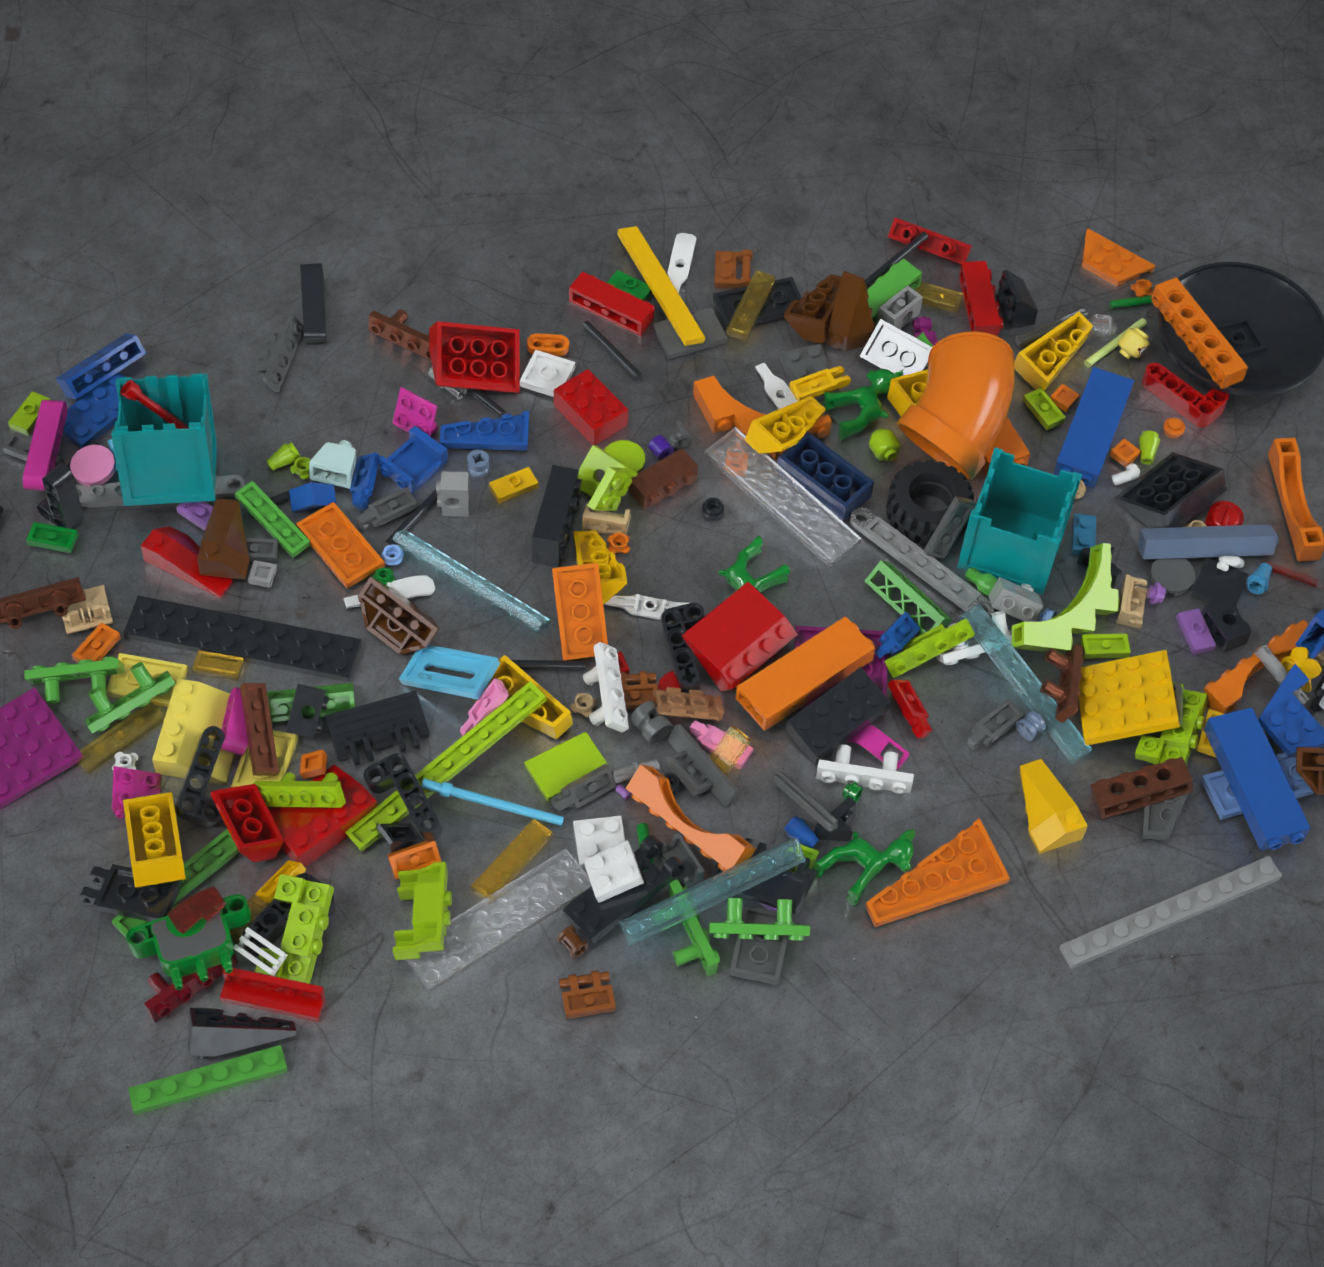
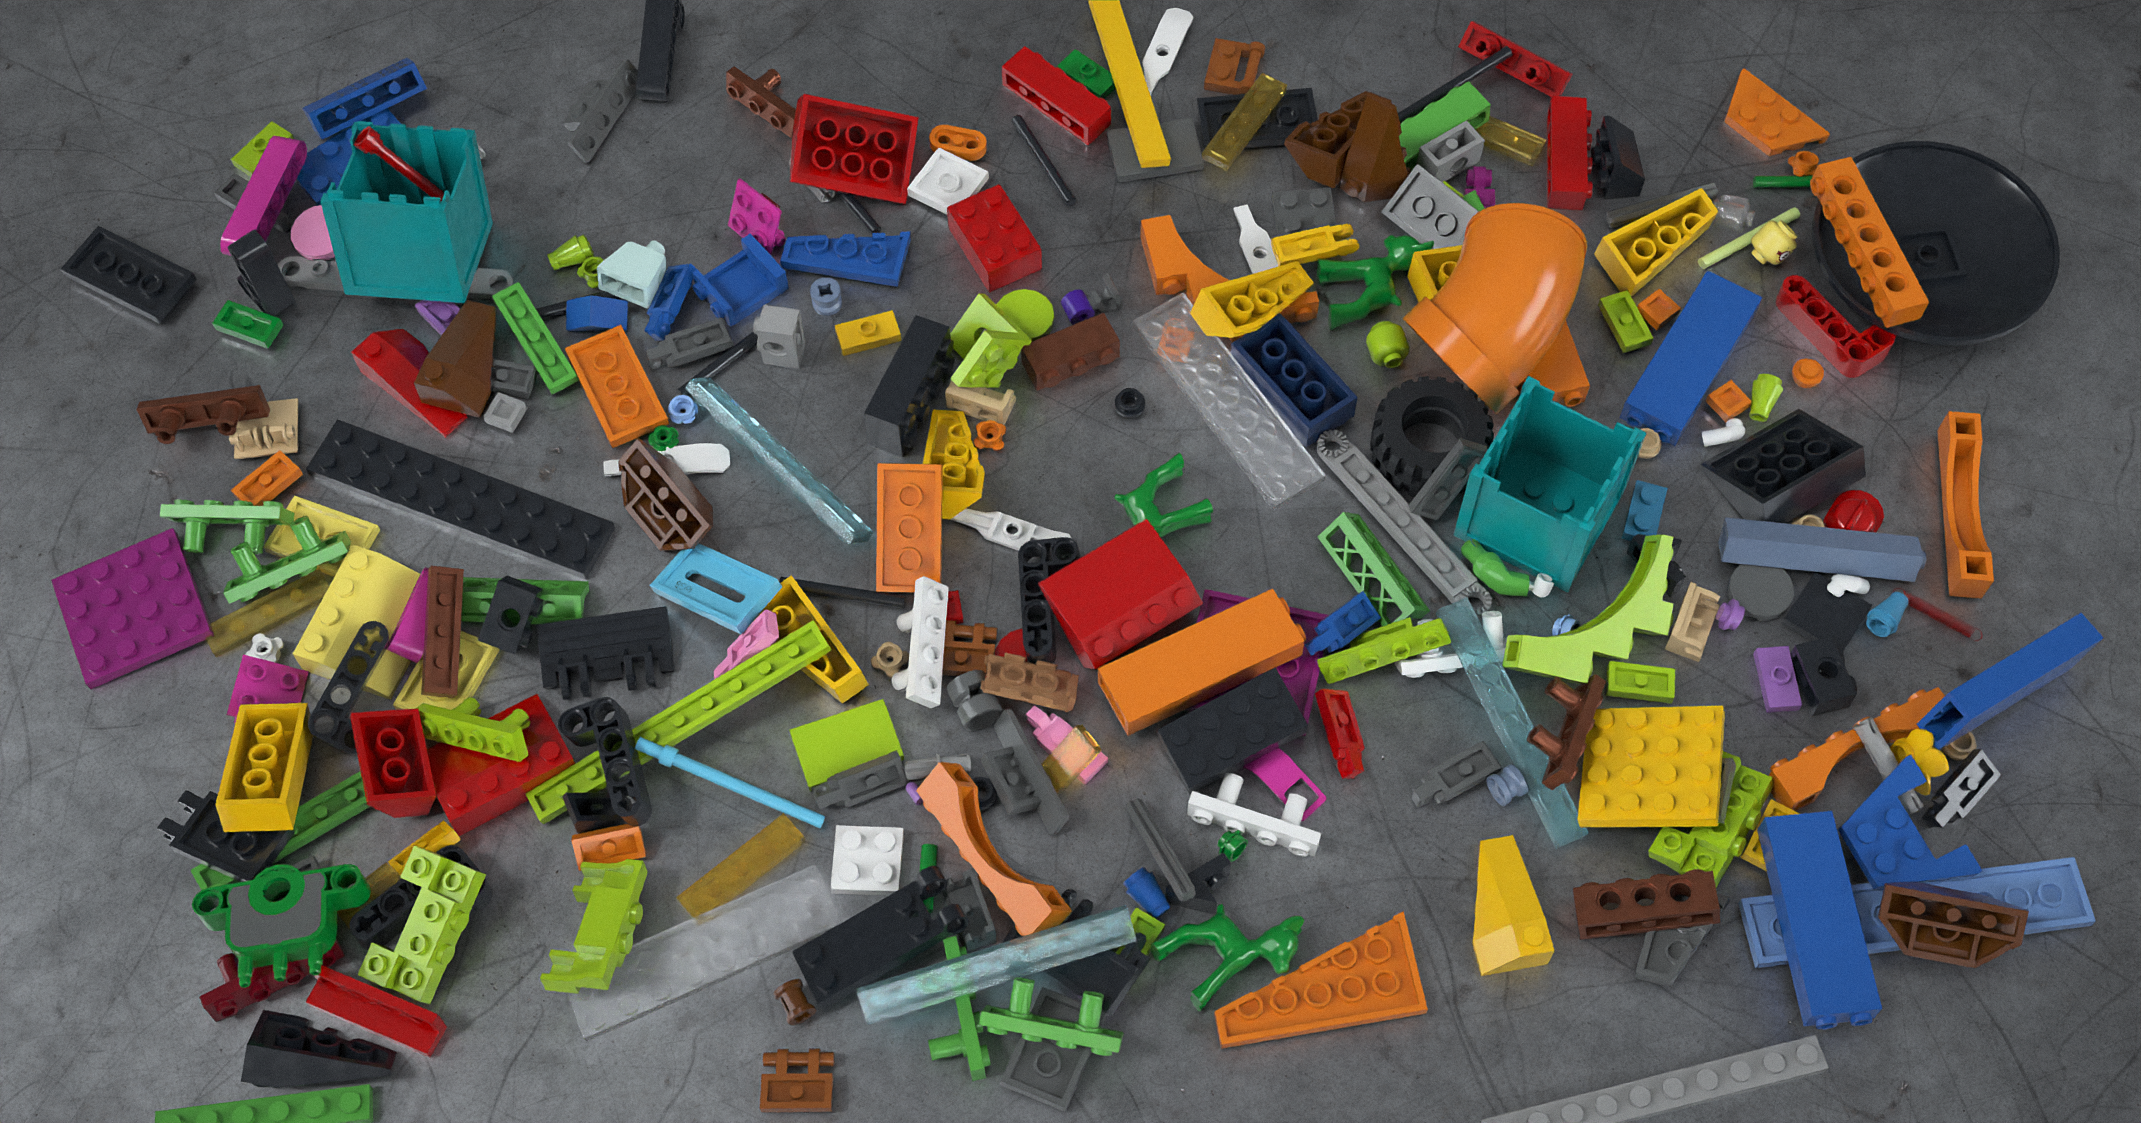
camera: 15 degrees right, 5 degrees up
(202, 904) = (294, 875): clear red slope -> none
(218, 665) = (418, 531): clear yellow tile -> none
(244, 940) = (356, 959): white tile -> none
(313, 764) = (507, 690): orange plate -> none
(613, 871) = (869, 911): white plate -> none
(1015, 600) = (1522, 598): light grey brick -> none

